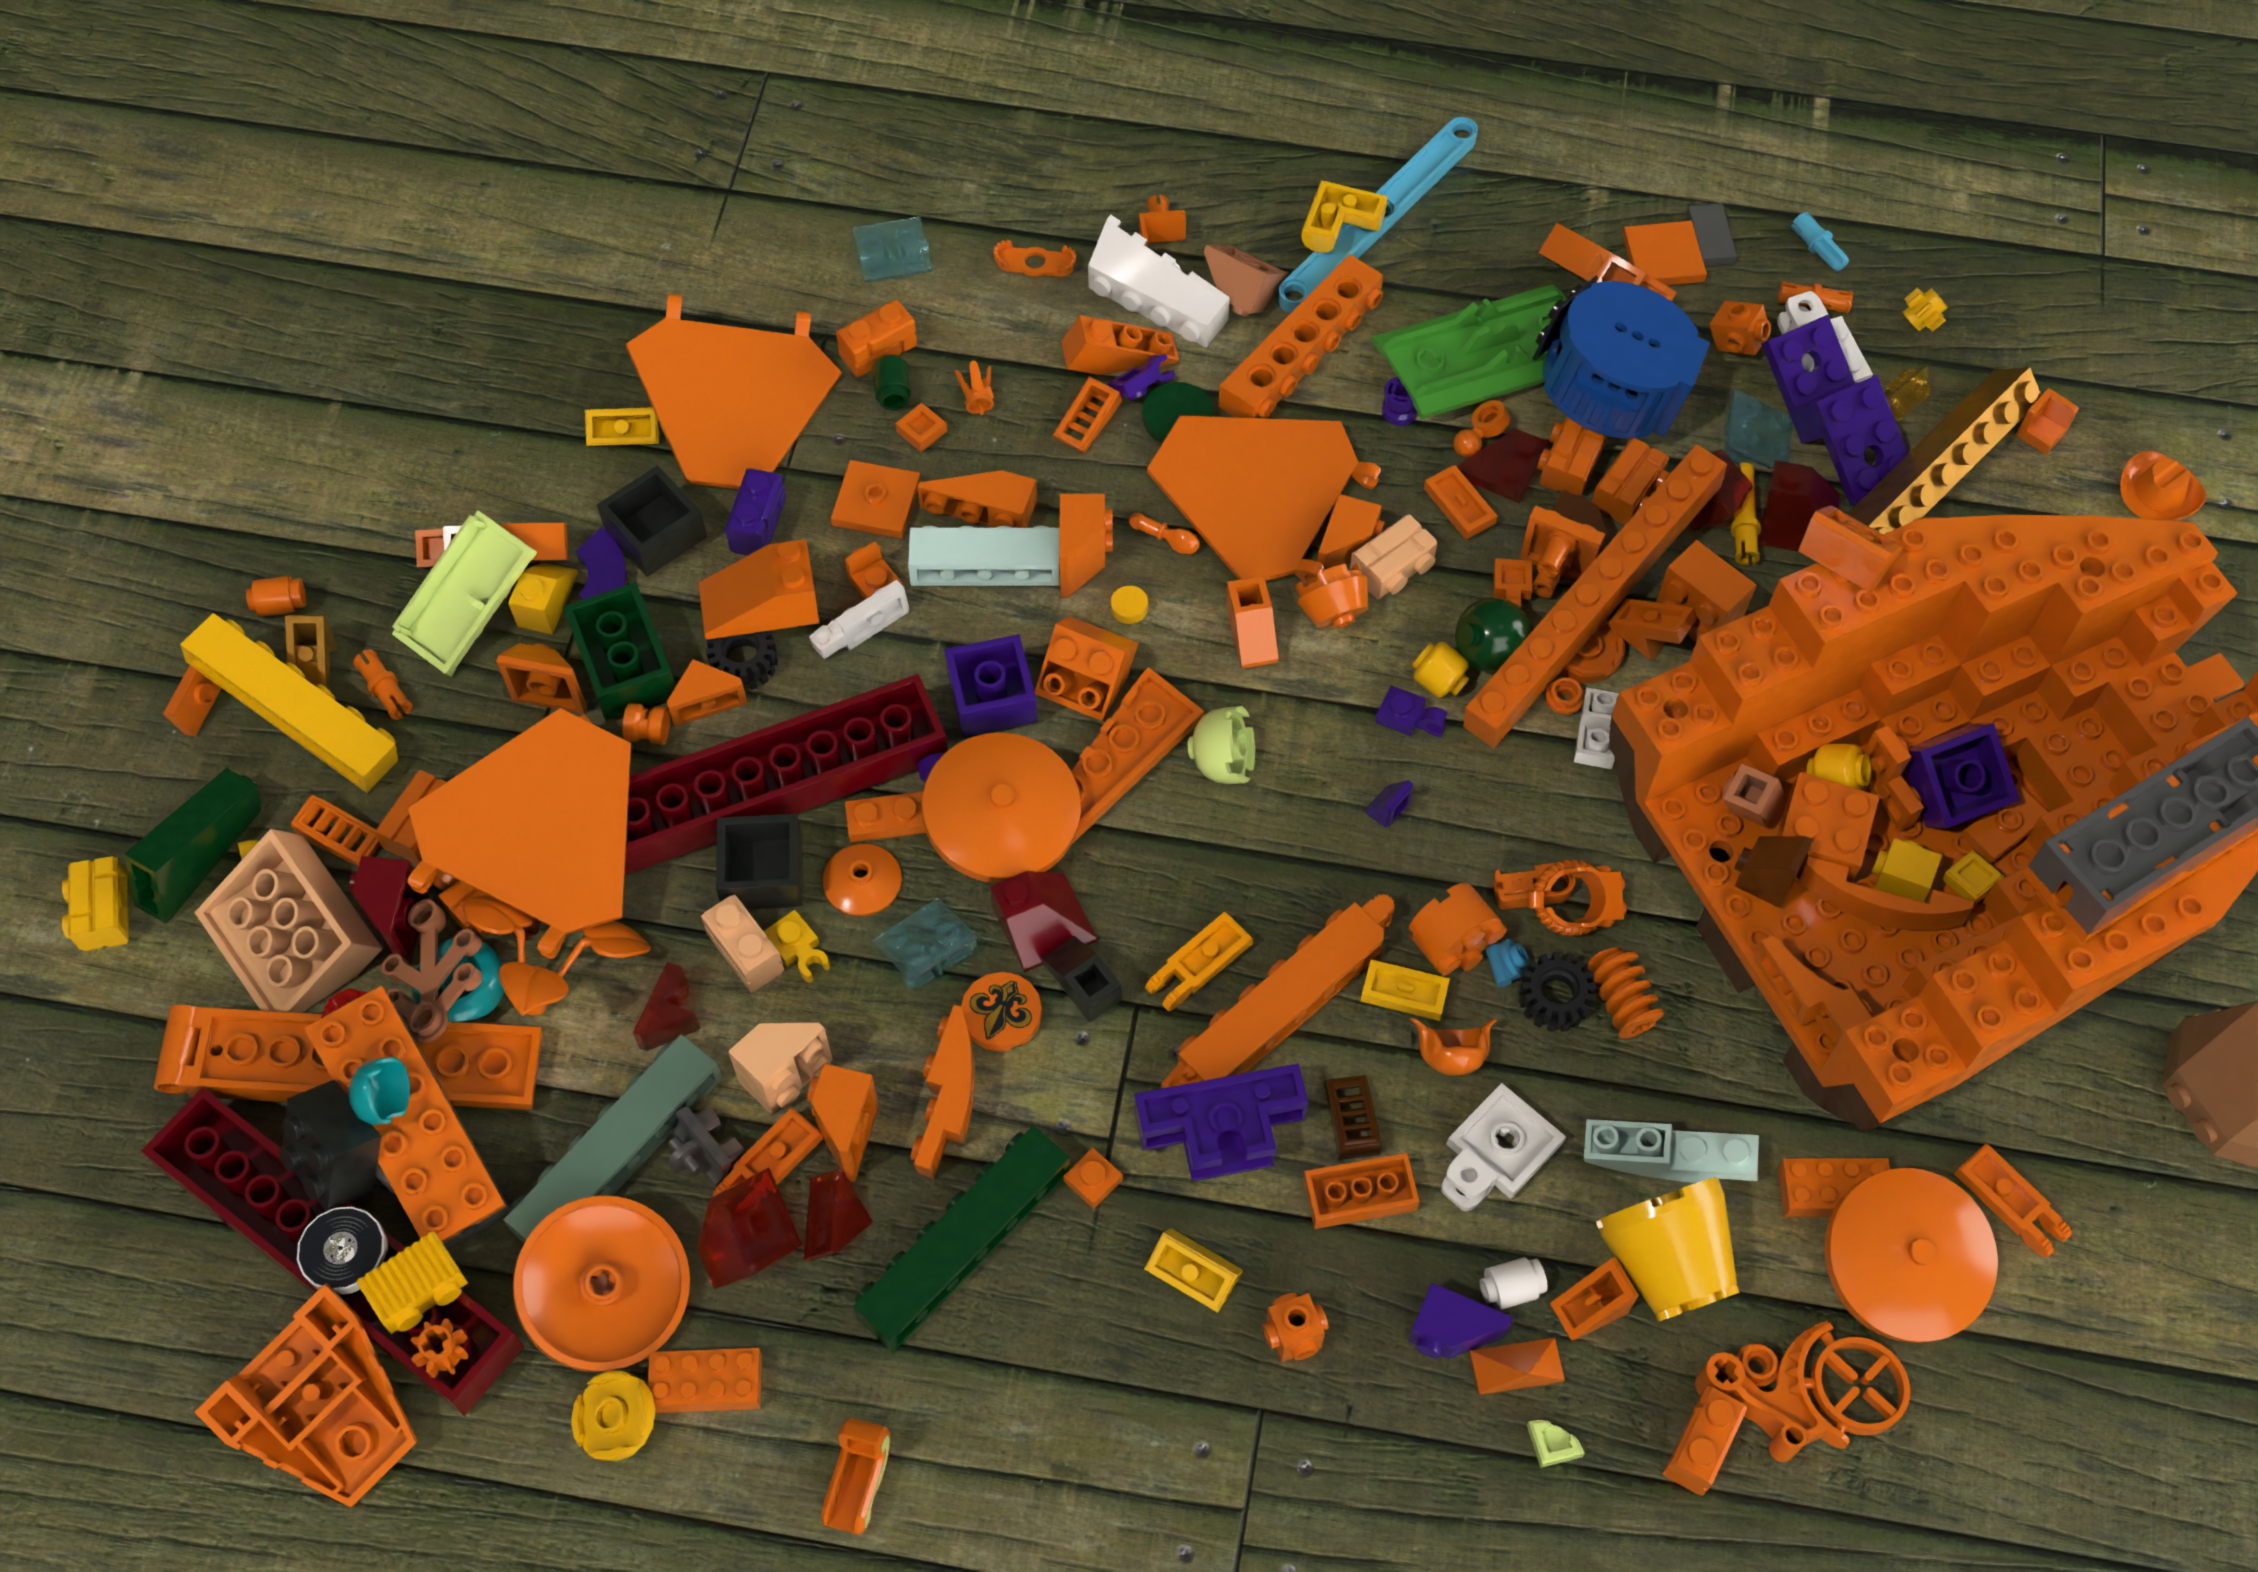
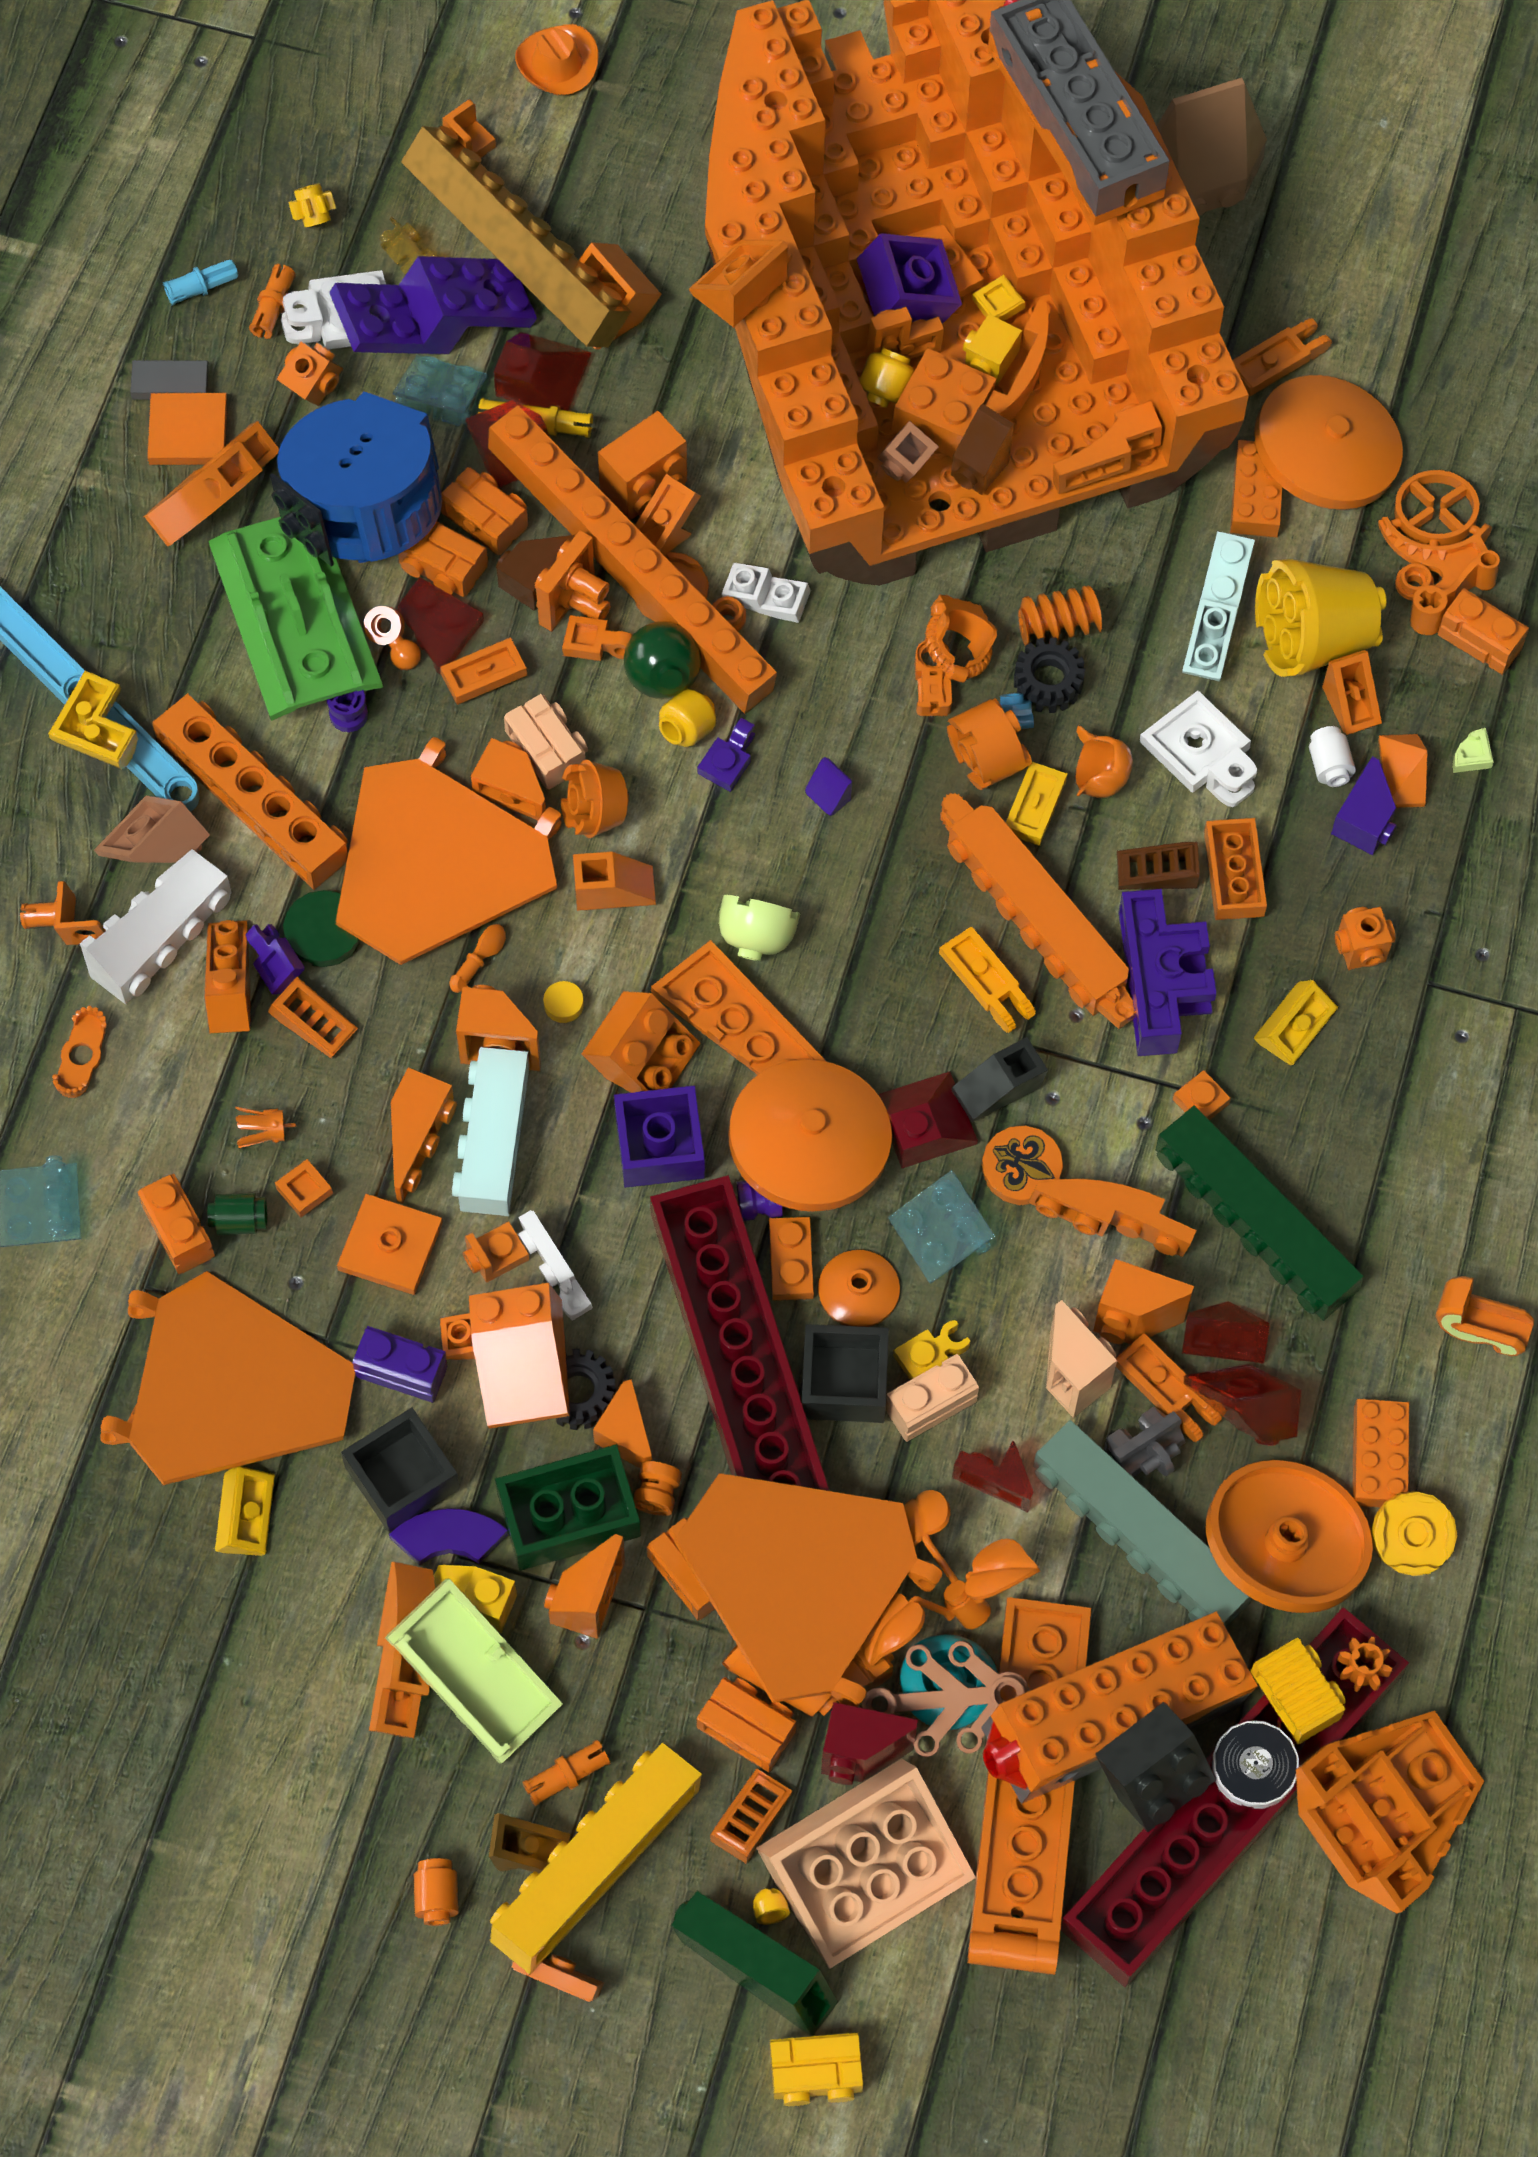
camera: 85 degrees left, 5 degrees up
(379, 1090) = (1121, 1701): teal hair -> none

